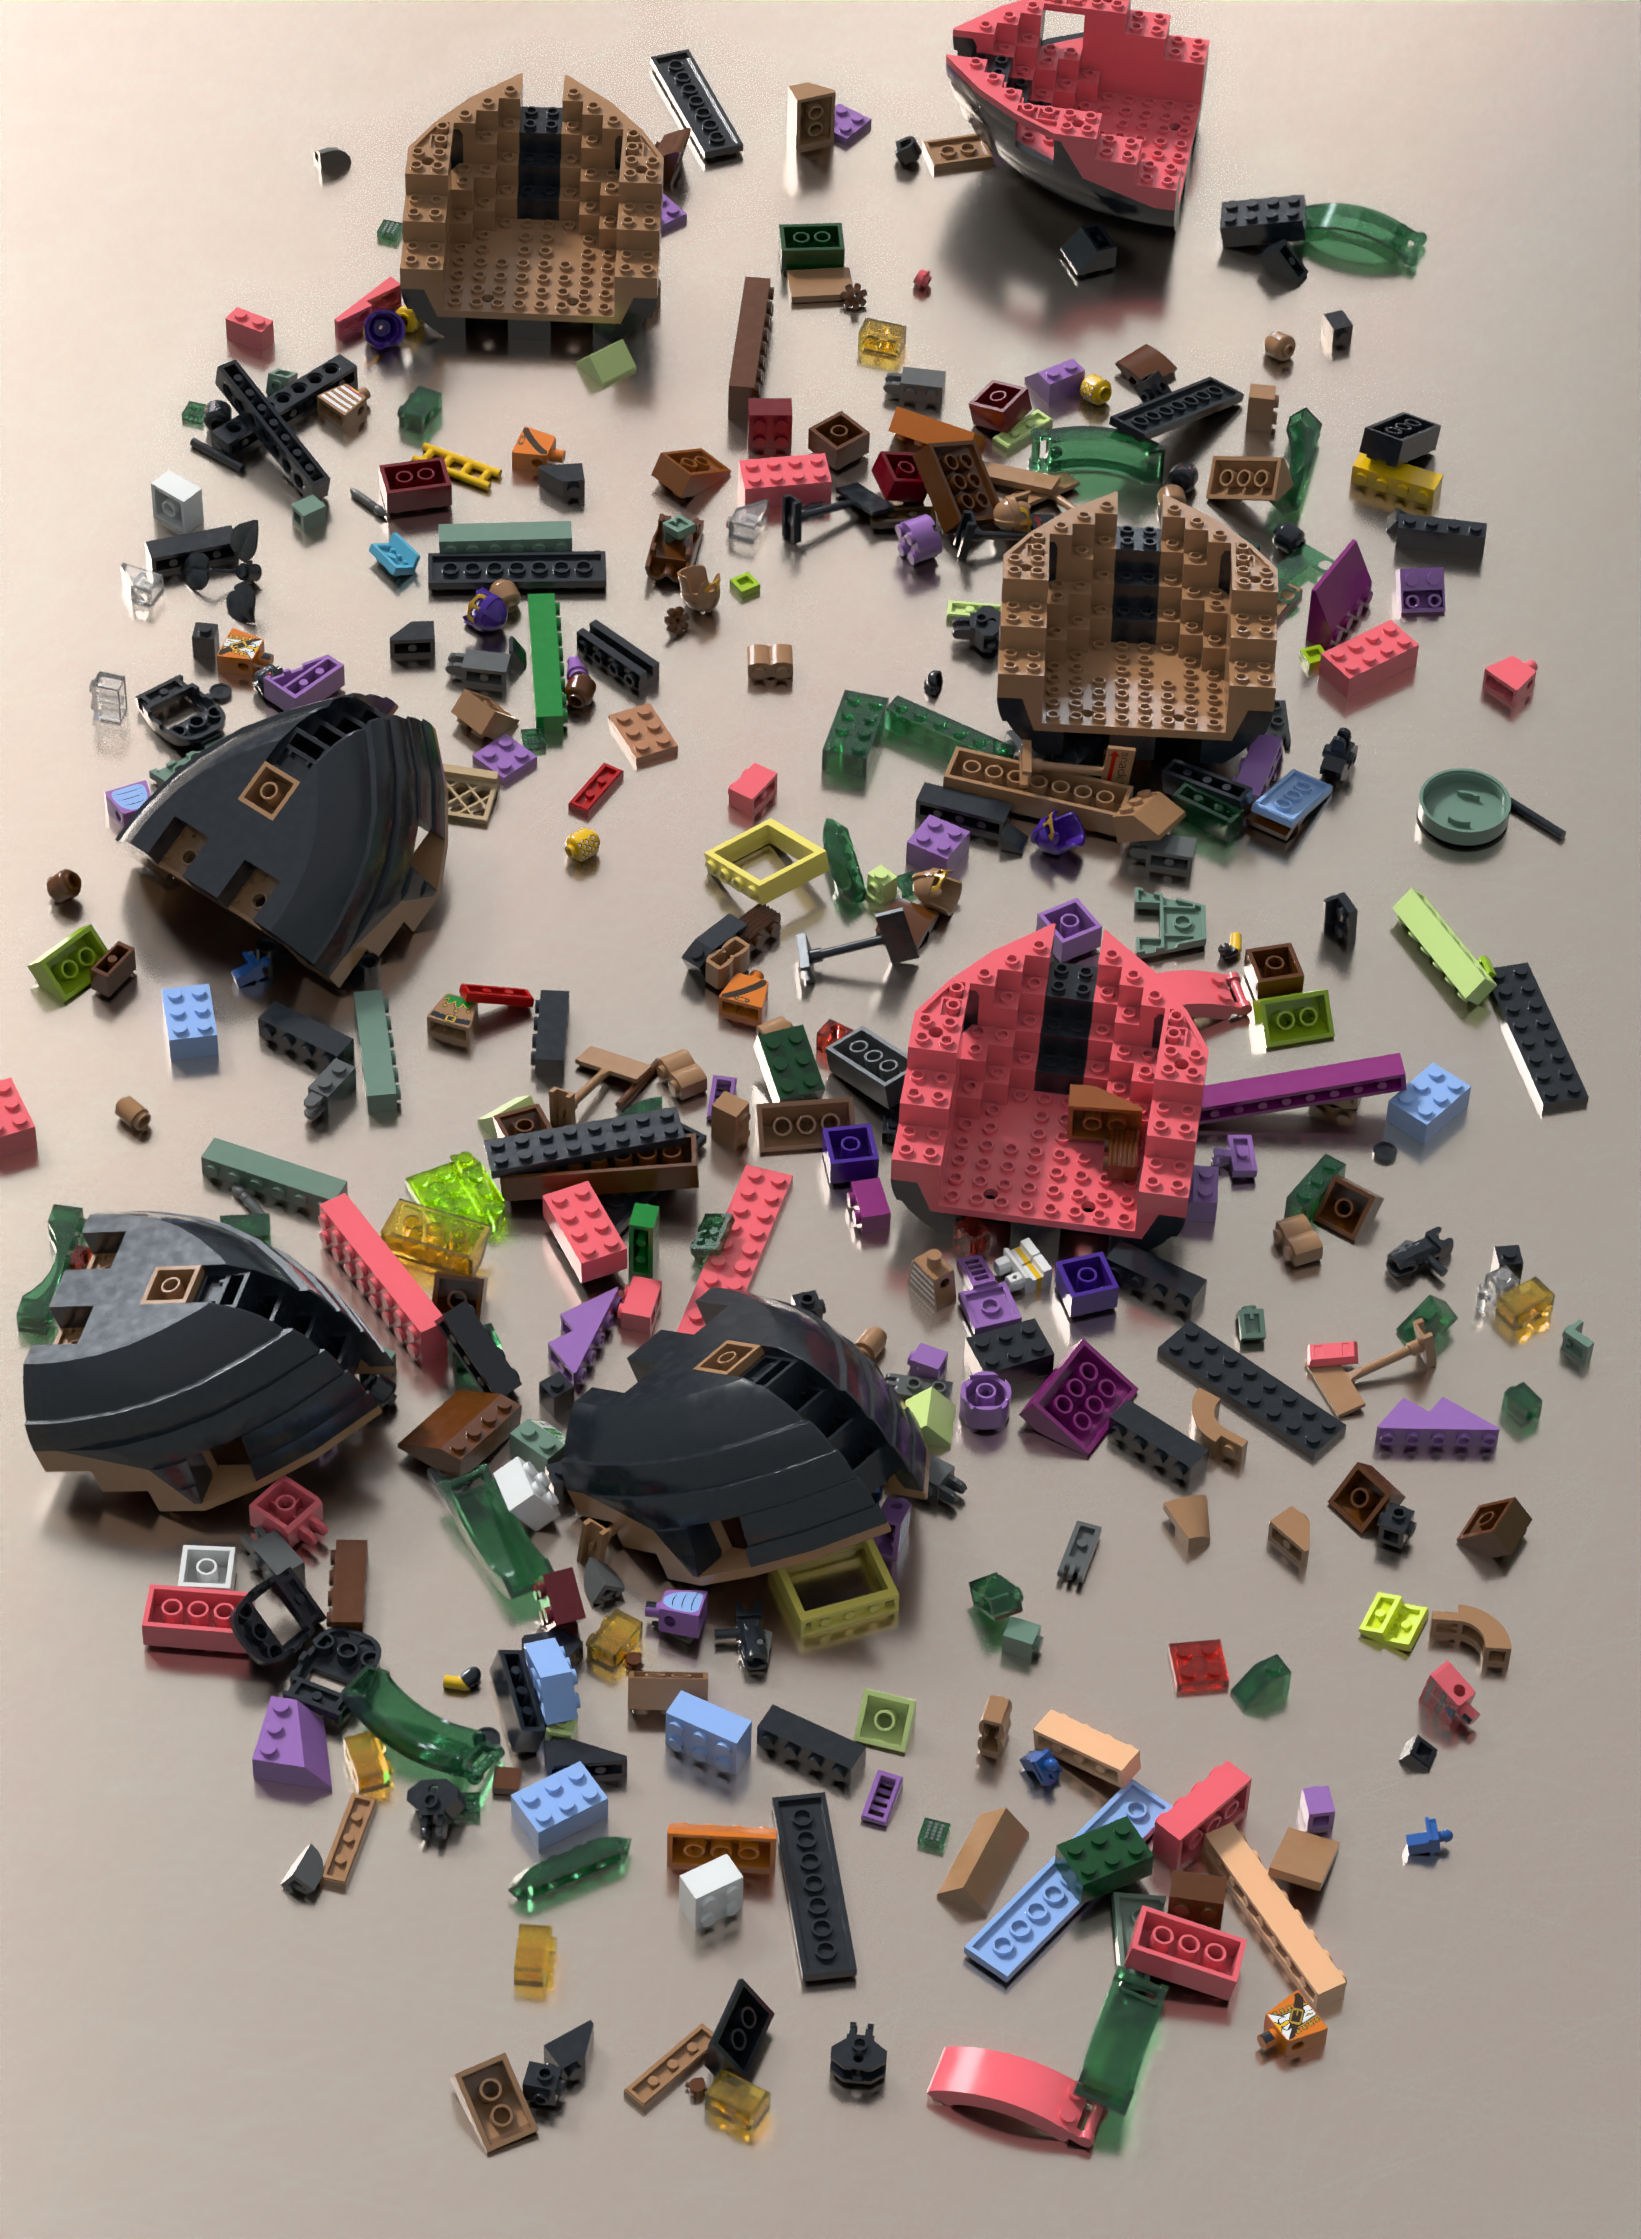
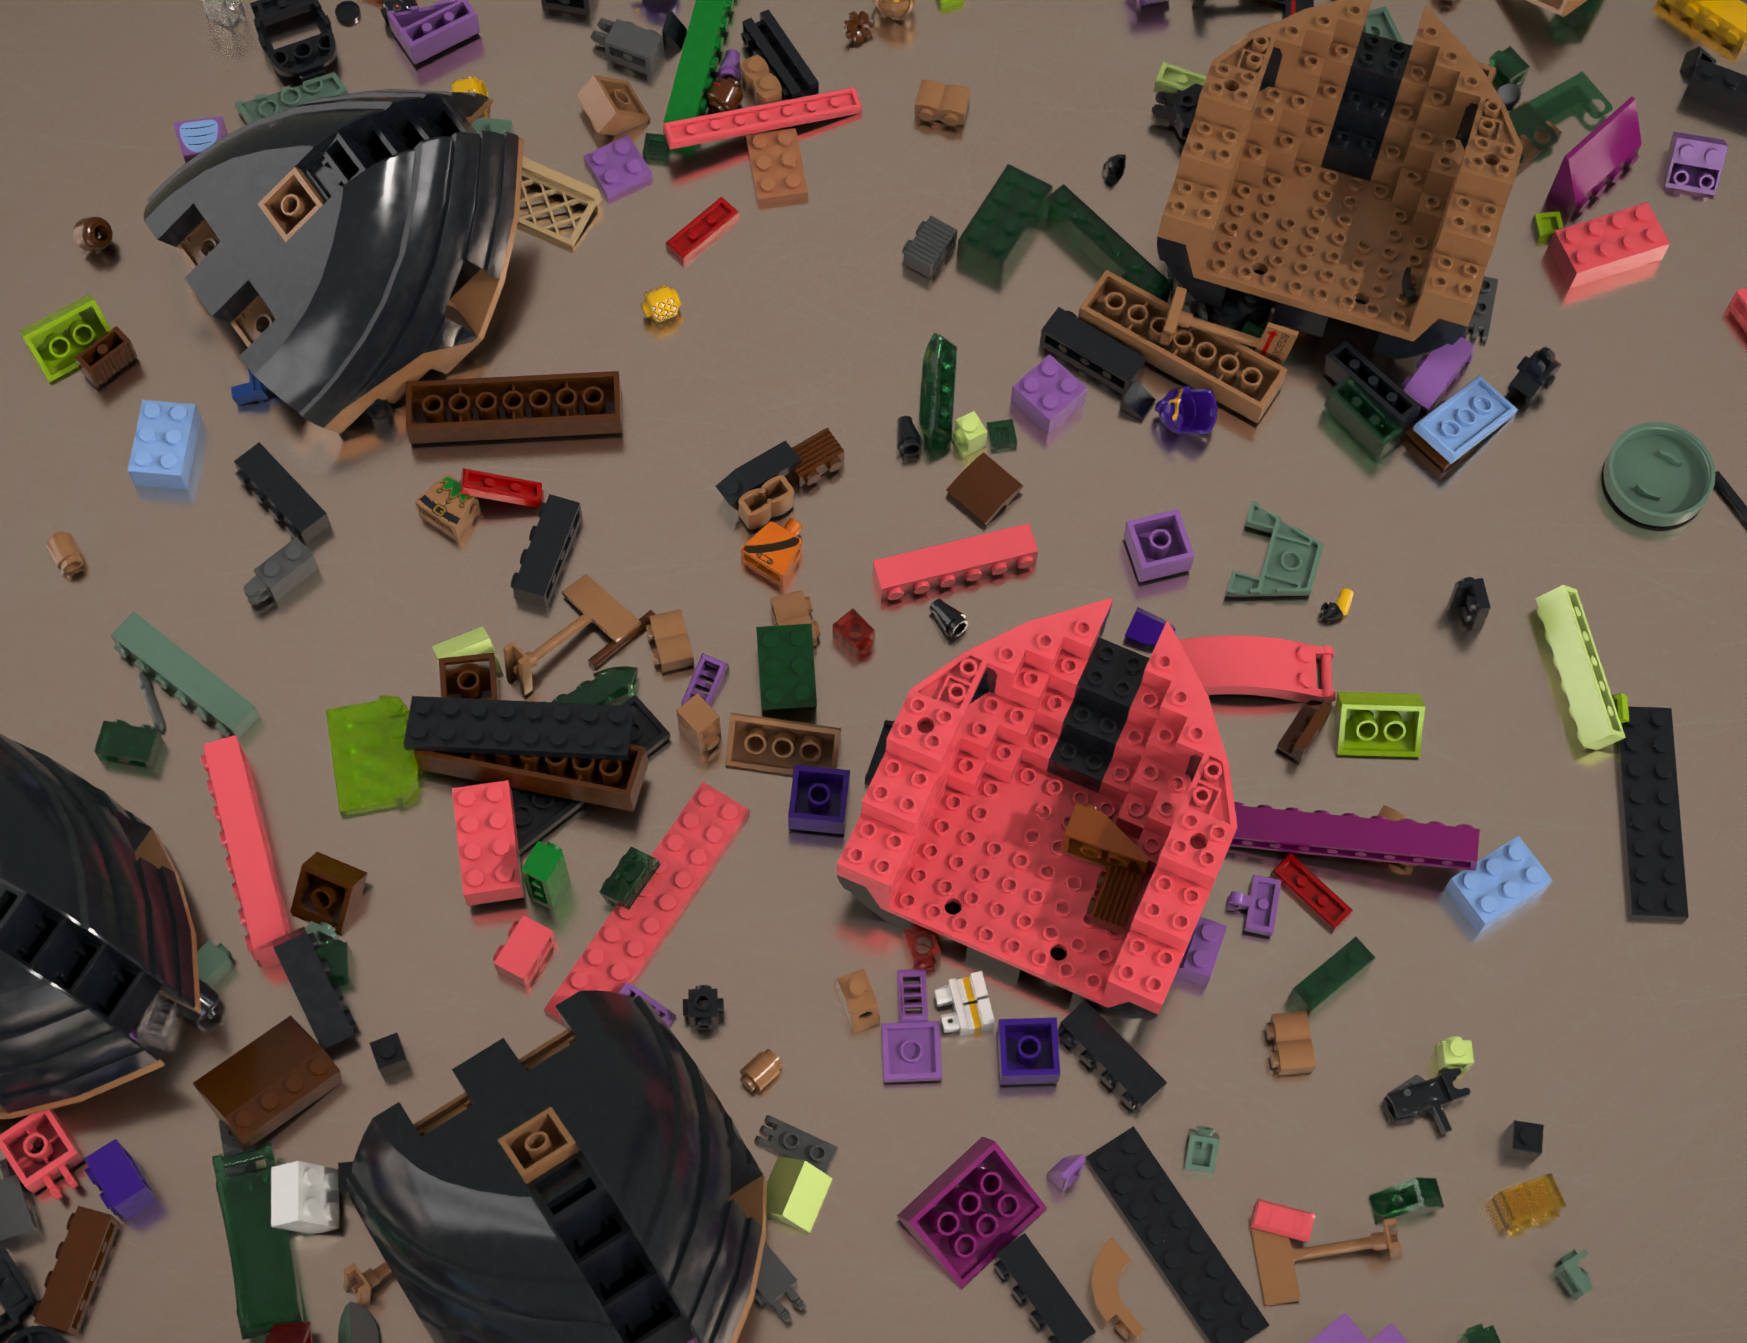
camera: 15 degrees right, 20 degrees up
(365, 1514) = (120, 1179): none -> dark purple brick
(375, 1051) = (350, 529): sand green brick -> none
(435, 1238) = (326, 806): clear yellow slope -> none
(485, 938) = (513, 407): none -> reddish brown brick
(537, 1443) = (349, 1115): sand green slope -> none
(582, 1332) = (452, 970): medium lavender slope -> none
(609, 676) = (759, 82): none -> medium nougat brick
(619, 698) = (762, 118): none -> coral tile
(752, 789) = (870, 269): coral brick -> none
(797, 764) = (929, 246): none -> dark grey brick
(811, 862) = (861, 410): light yellow window -> none
(830, 900) = (908, 438): none -> black cone
(869, 1065) = (874, 682): dark grey brick -> none
(869, 1205) = (820, 874): magenta brick -> none
(894, 935) = (953, 511): black piece -> none
(901, 975) = (955, 562): none -> coral brick
(904, 1013) = (950, 619): none -> black cone
(928, 1362) = (816, 1115): medium lavender brick -> none
(937, 890) = (1028, 457): medium nougat helmet -> none
(985, 1401) = (879, 1191): medium lavender brick -> none
(1012, 1352) = (911, 1128): black brick -> none
(1146, 817) = (1291, 415): medium nougat slope -> none
(1148, 1356) = (1066, 1171): none -> medium lavender slope
(1168, 853) = (1301, 458): dark grey hinge -> none
(1215, 702) = (1407, 287): none -> black helmet
(1235, 1032) = (1304, 730): none -> reddish brown bracket
(1273, 971) = (1373, 658): reddish brown brick -> none
(1280, 1142) = (1312, 892): none -> red tile
(1288, 537) = (1565, 61): black head -> none
(1347, 1207) = (1362, 1010): reddish brown slope -> none
(1384, 1152) = (1429, 935): black piece -> none
(1430, 1214) = (1454, 1054): none -> yellowish green brick
(1495, 1285) = (1503, 1173): clear brick -> none

